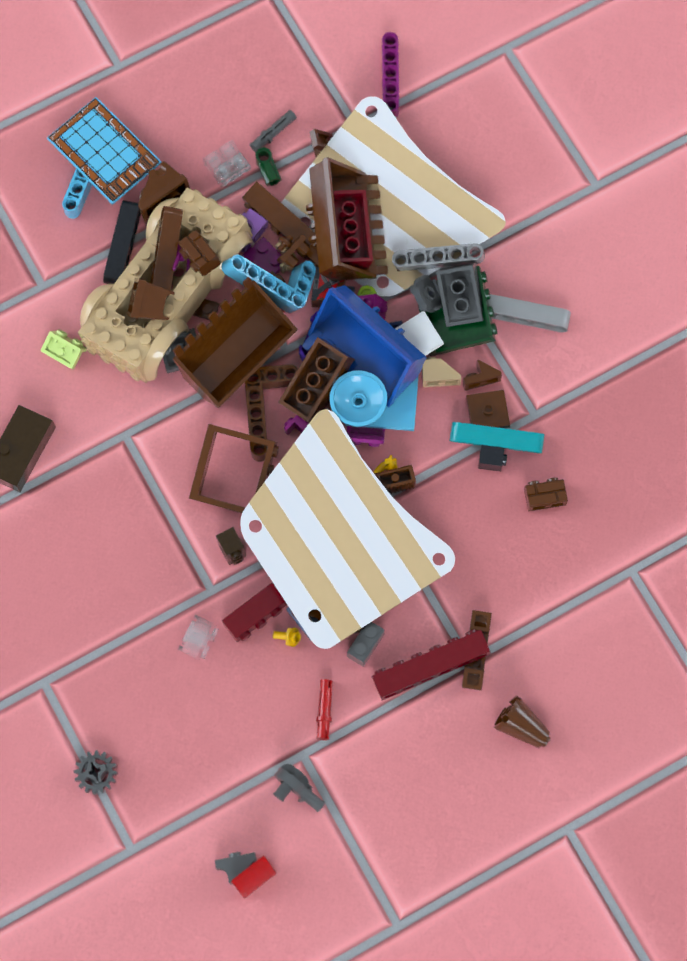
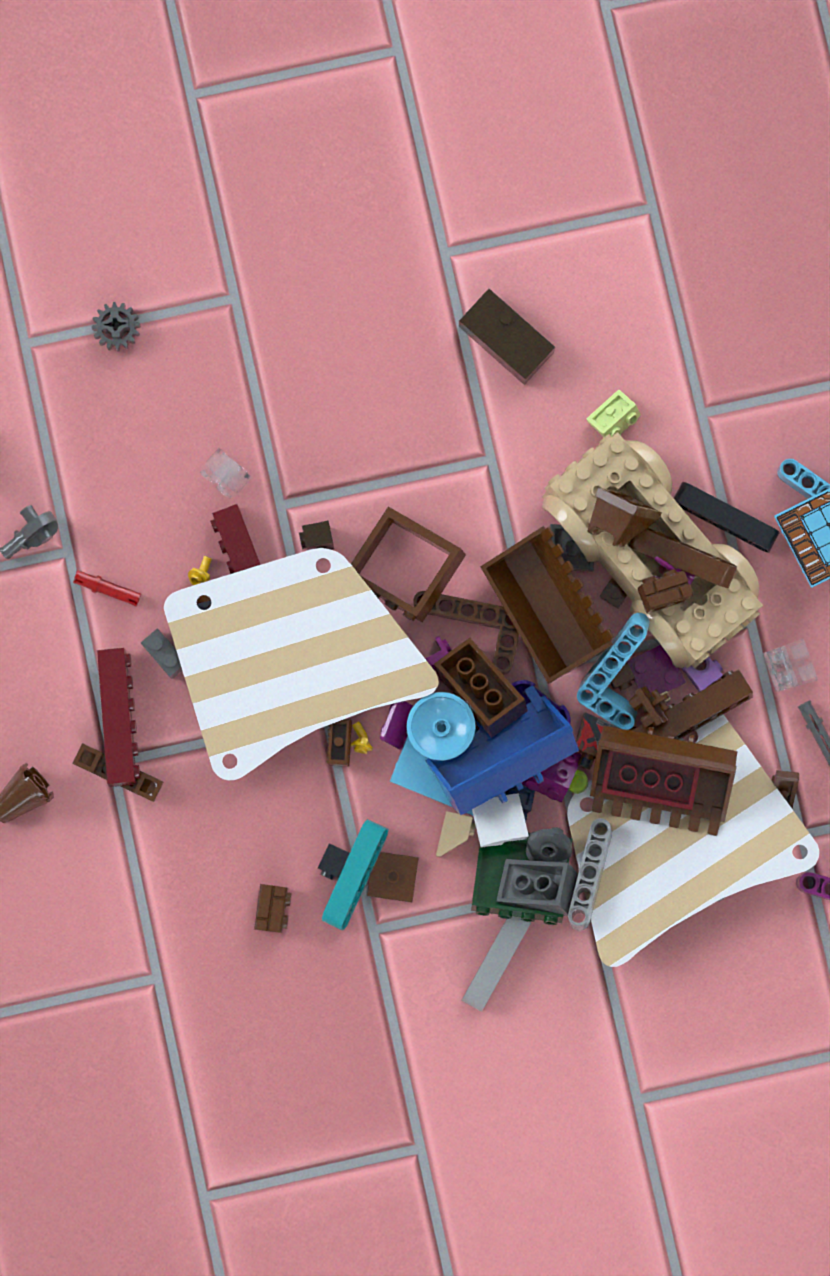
camera: 105 degrees right, 10 degrees up
(161, 185) = (777, 578): reddish brown piece -> none
(267, 167) = (771, 712): dark green piece -> none
(486, 376) = (434, 887): reddish brown slope -> none

